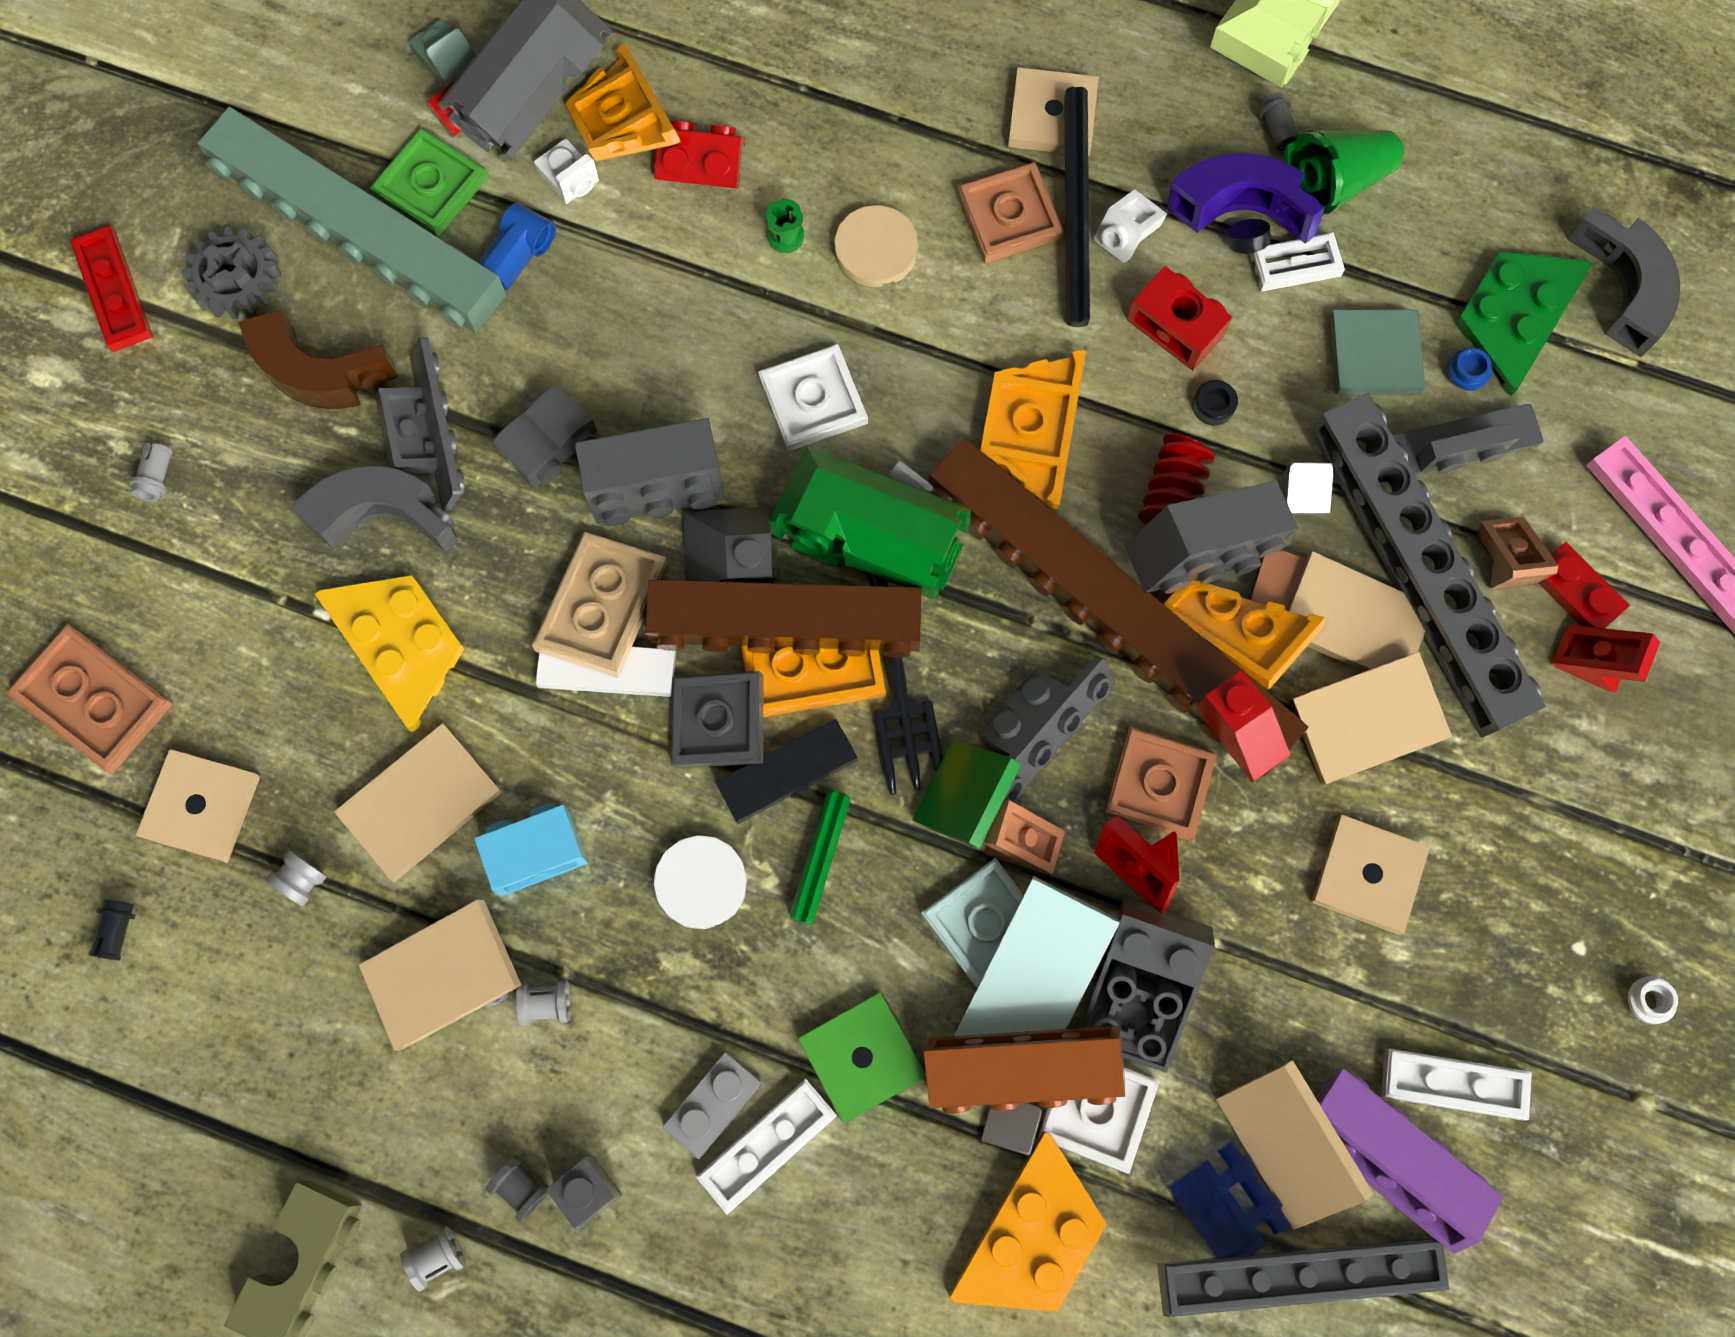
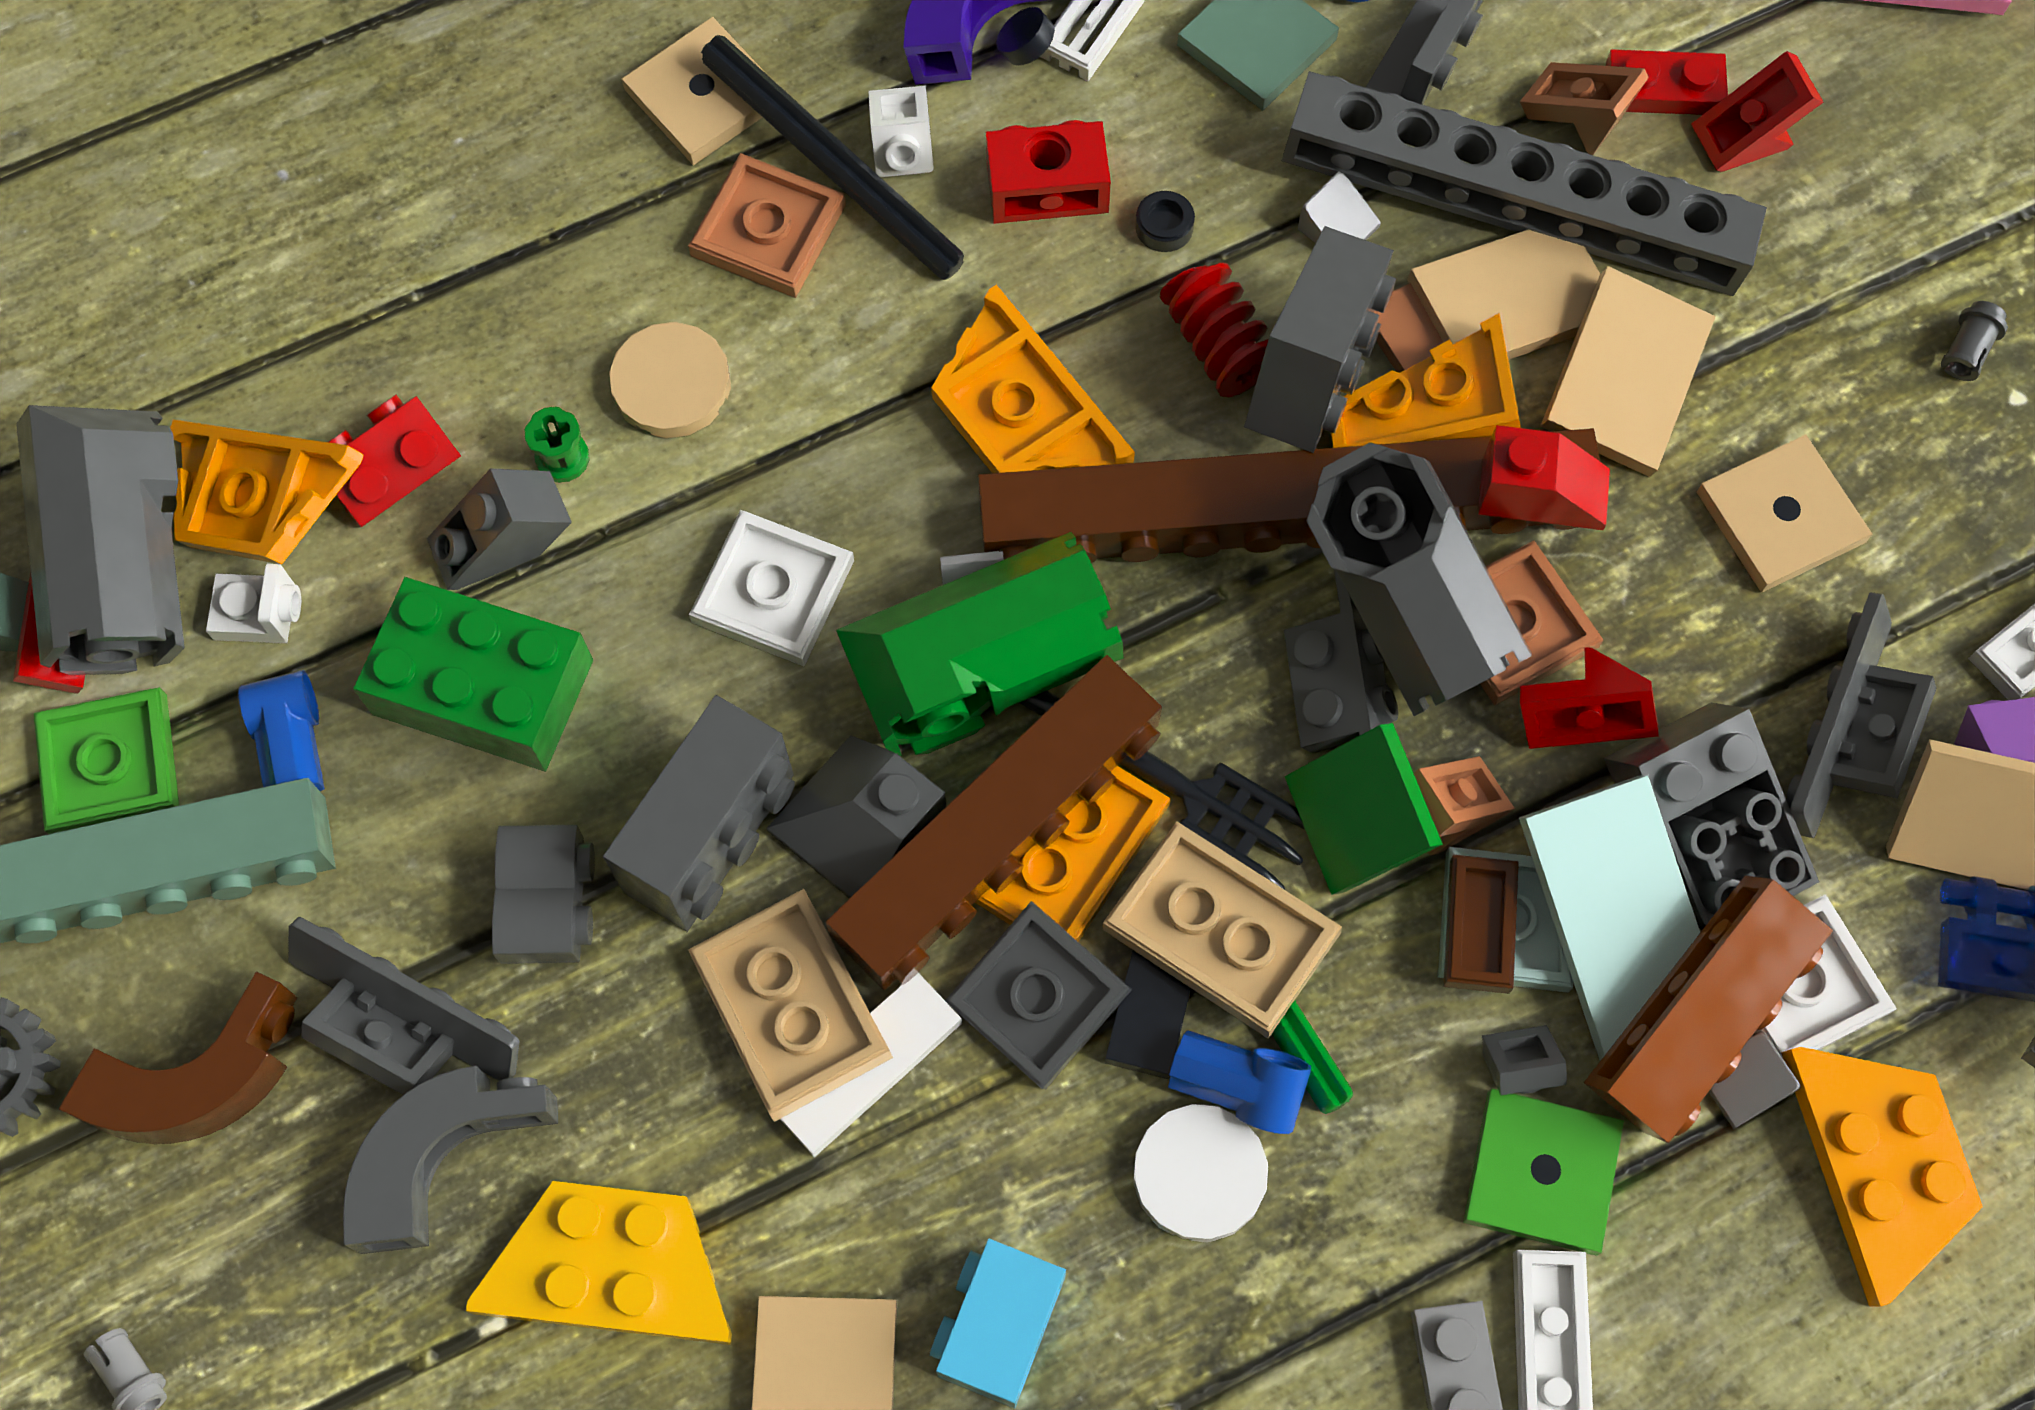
camera: 45 degrees left, 5 degrees down
(627, 301) = (474, 673): none -> green brick
(715, 239) = (498, 526): none -> dark grey slope
(769, 869) = (1259, 1085): none -> blue piece
(835, 779) = (1222, 929): none -> tan tile
(910, 995) = (1524, 1060): none -> dark grey plate
(964, 909) = (1481, 924): none -> reddish brown tile
(1116, 700) = (1413, 574): none -> dark grey brick
(1281, 1021) = (1868, 724): none -> dark grey bracket
(1586, 893) = (1978, 331): none -> dark grey pin

